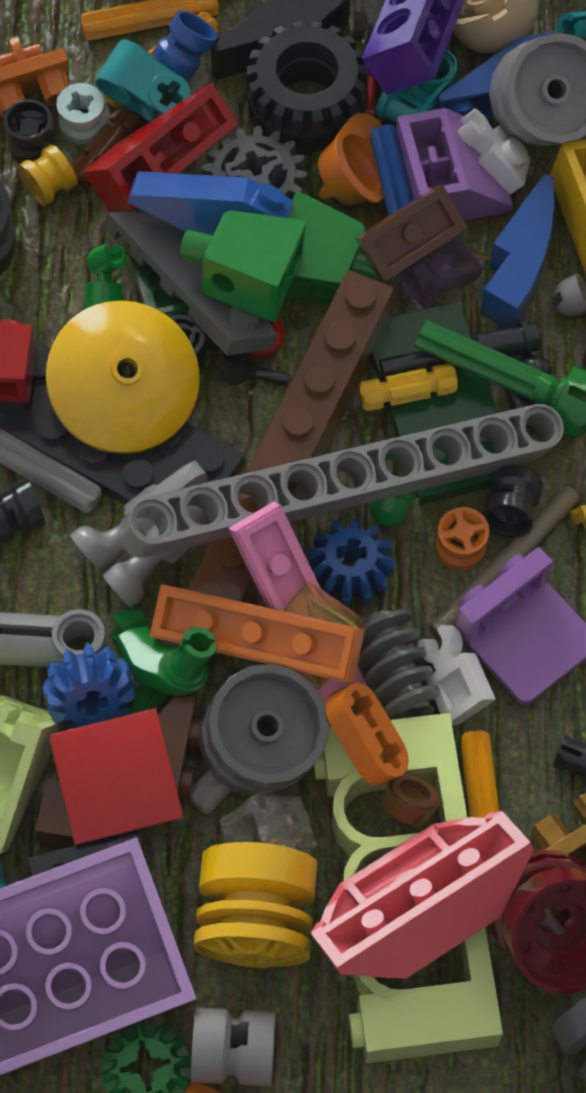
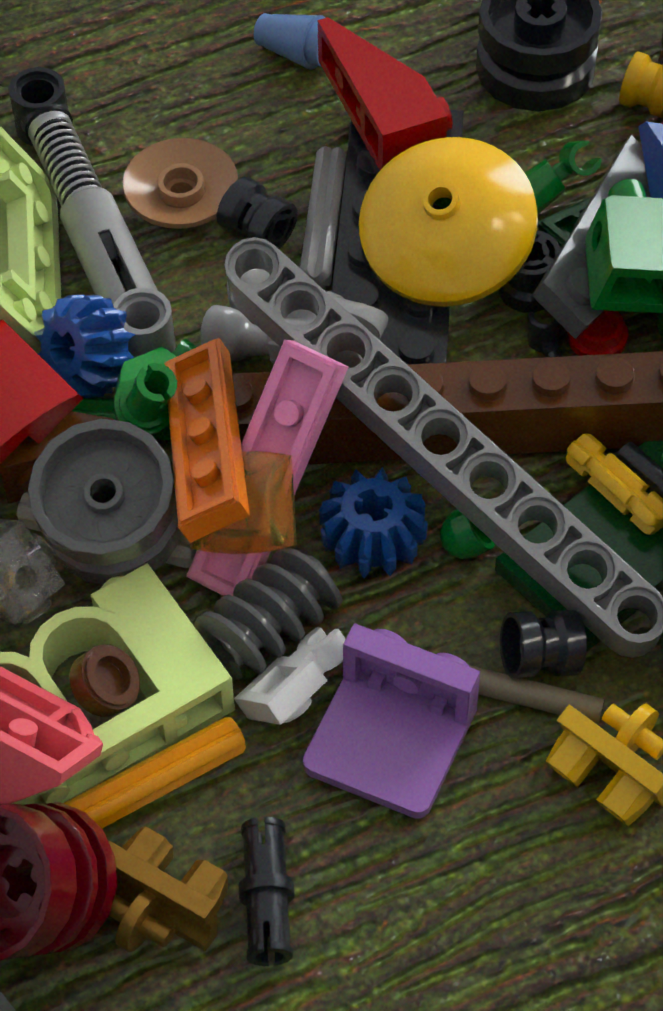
camera: 65 degrees right, 10 degrees down
(367, 734) = (159, 597): orange beam -> none
(463, 526) = (469, 601): orange wheel -> none

